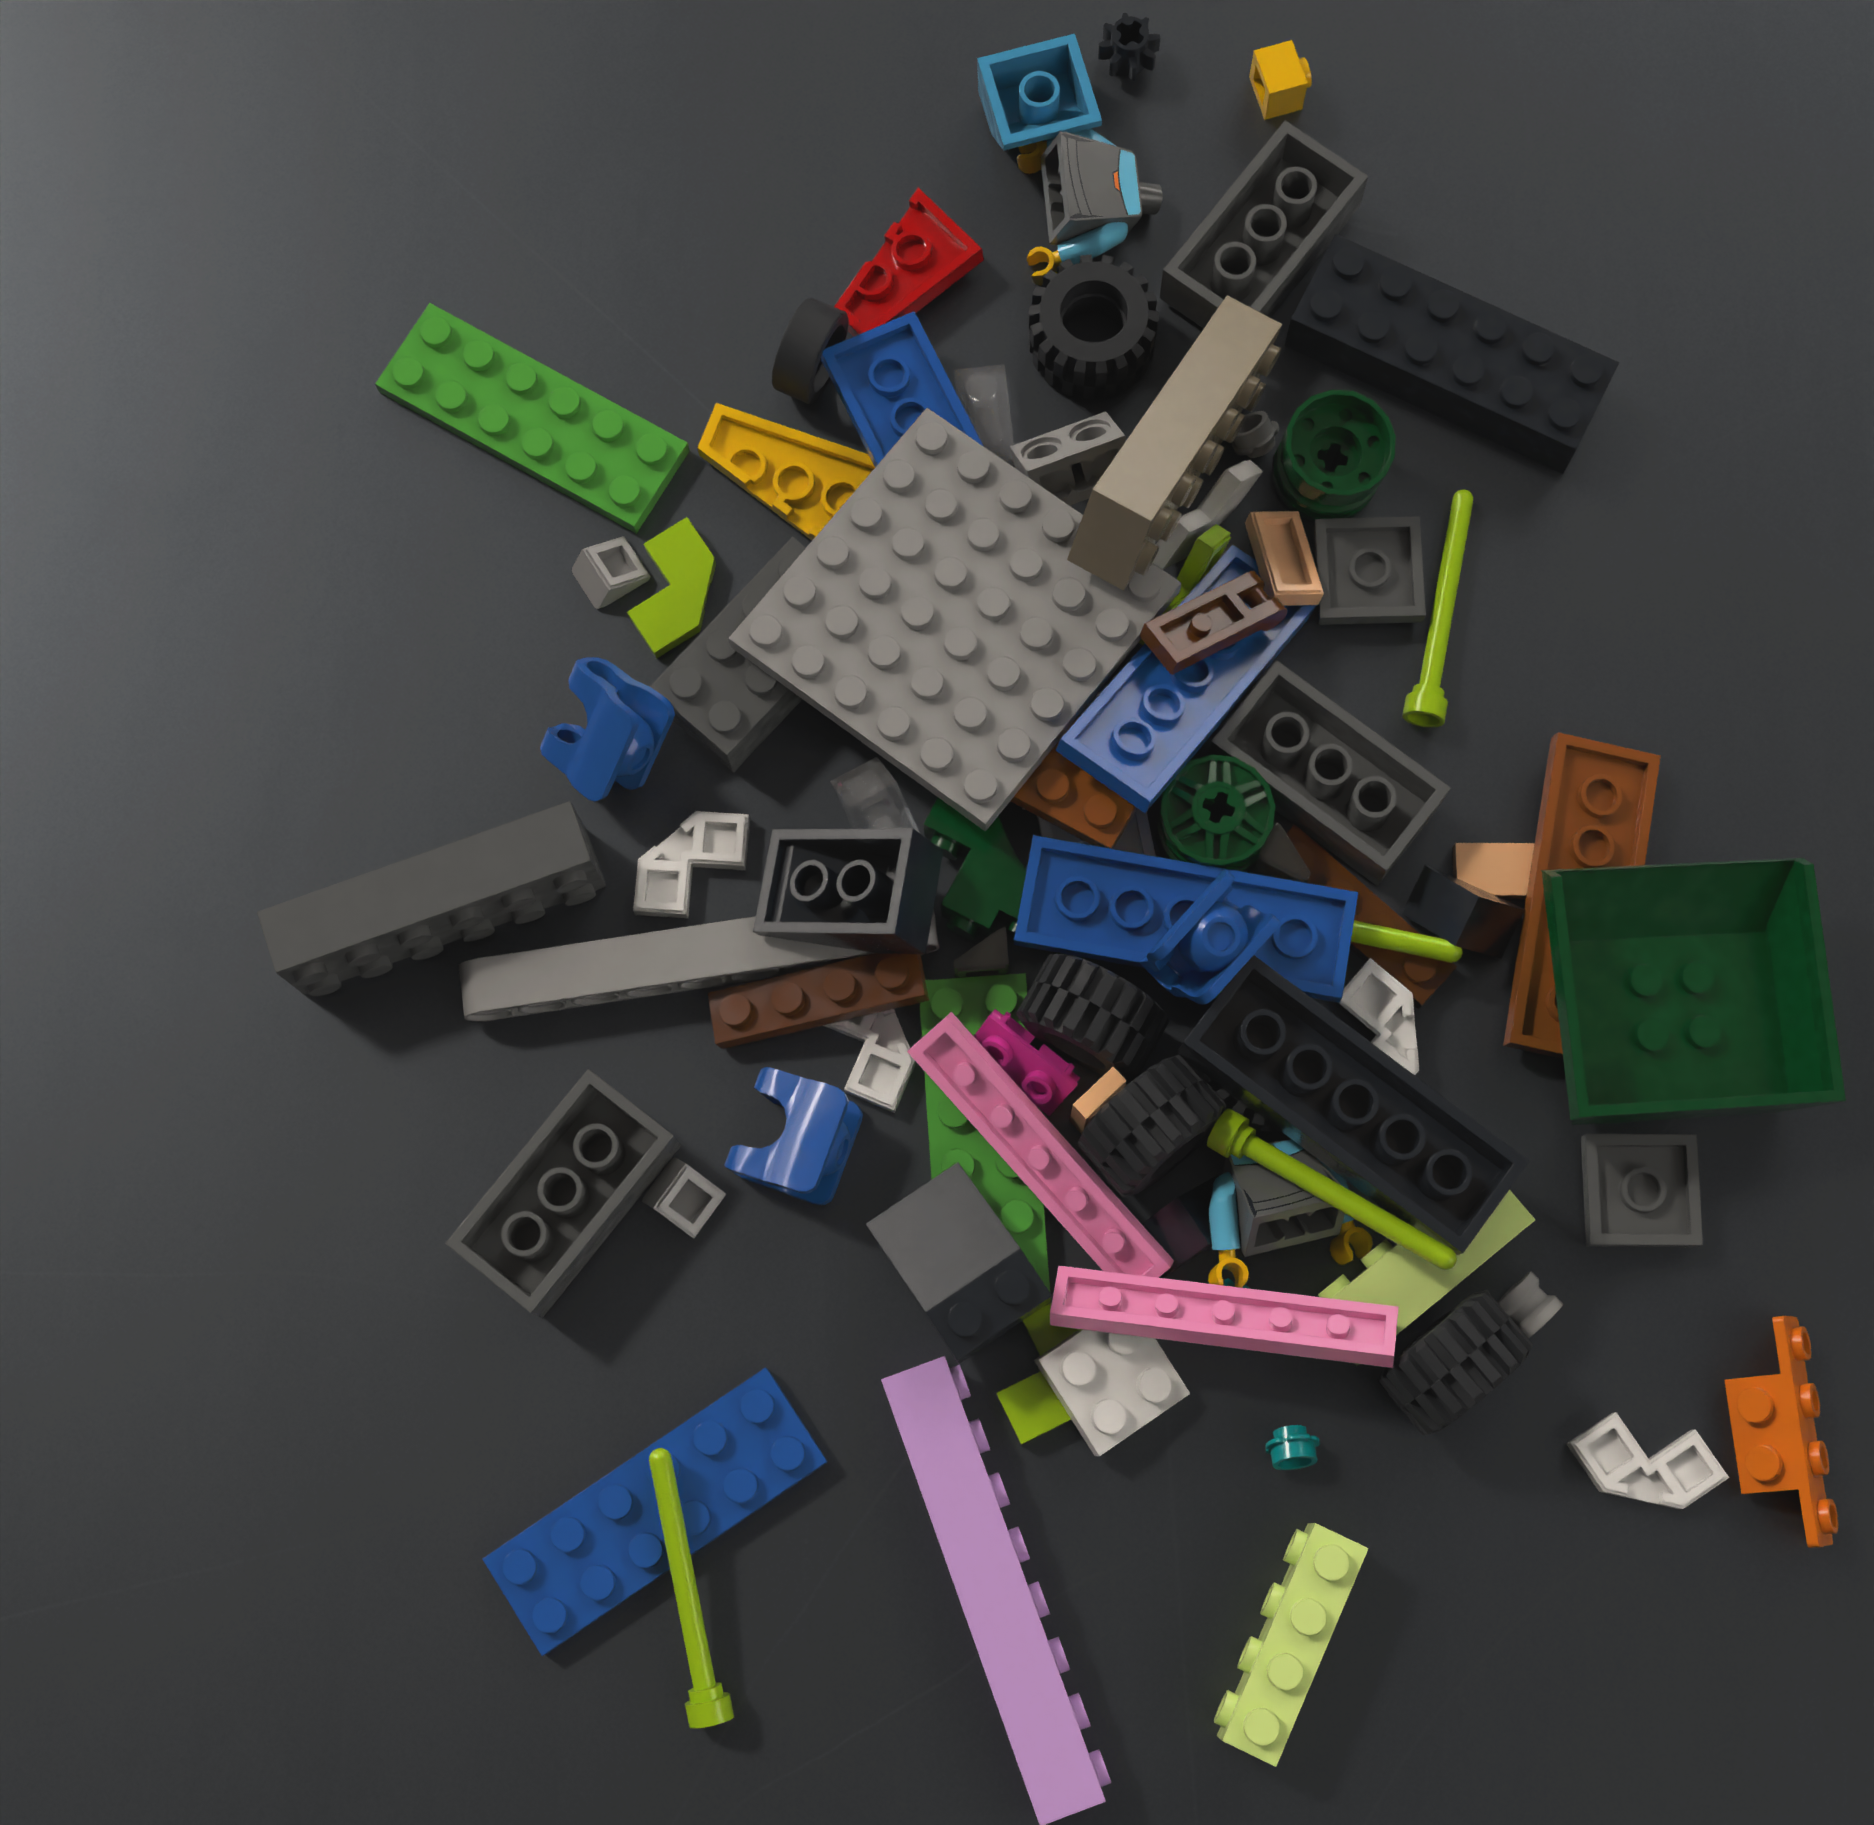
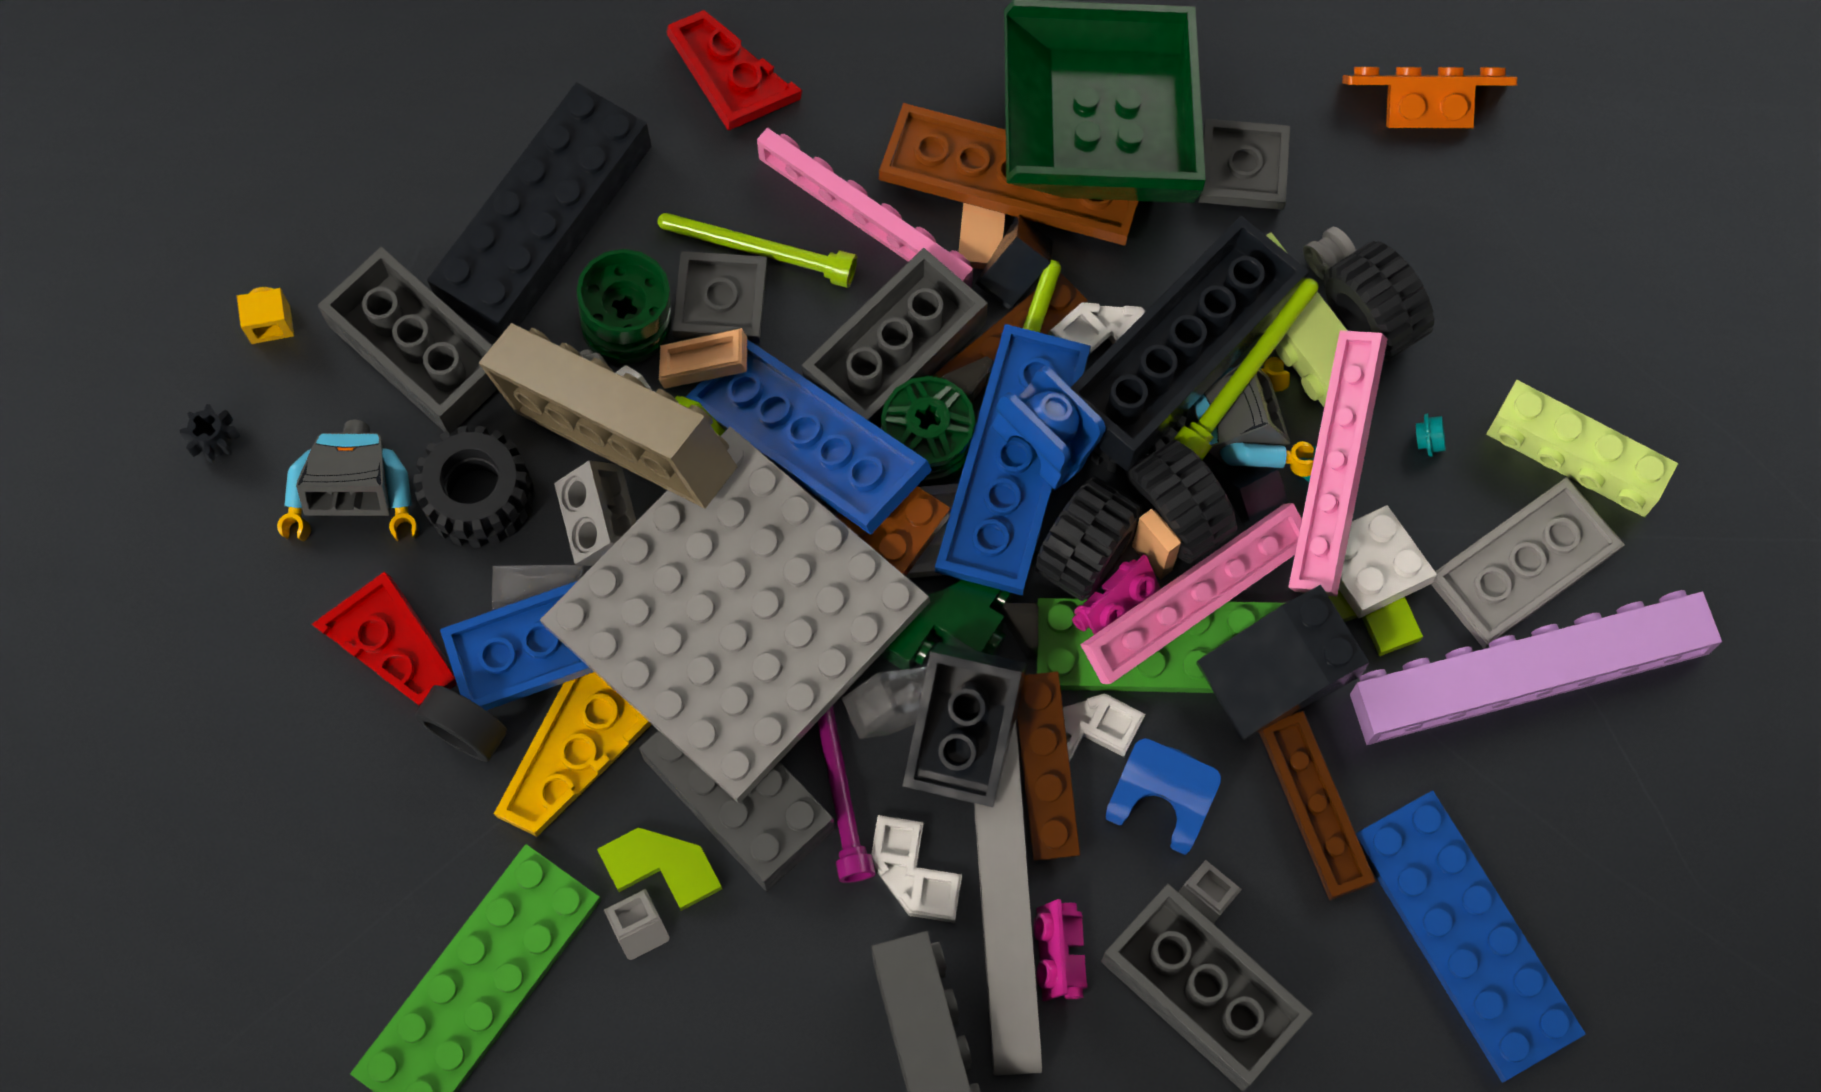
camera: 90 degrees left, 5 degrees down
(621, 734) = (799, 906): blue piece -> none
(625, 1026) = (1056, 929): none -> dark pink hinge
(694, 792) = (854, 861): none -> magenta piece
(707, 1700) = (1624, 898): lime piece -> none
(796, 1320) = (1317, 806): none -> reddish brown plate
(1036, 92) = (251, 508): dark azure slope -> none
(1137, 1577) = (1526, 562): none -> light grey tile
(1212, 622) = (766, 409): reddish brown plate -> none
(1495, 746) = (853, 203): none -> bright pink plate
(1668, 1478) = (1451, 207): white tile -> none
(1670, 549) = (728, 74): none -> red wing

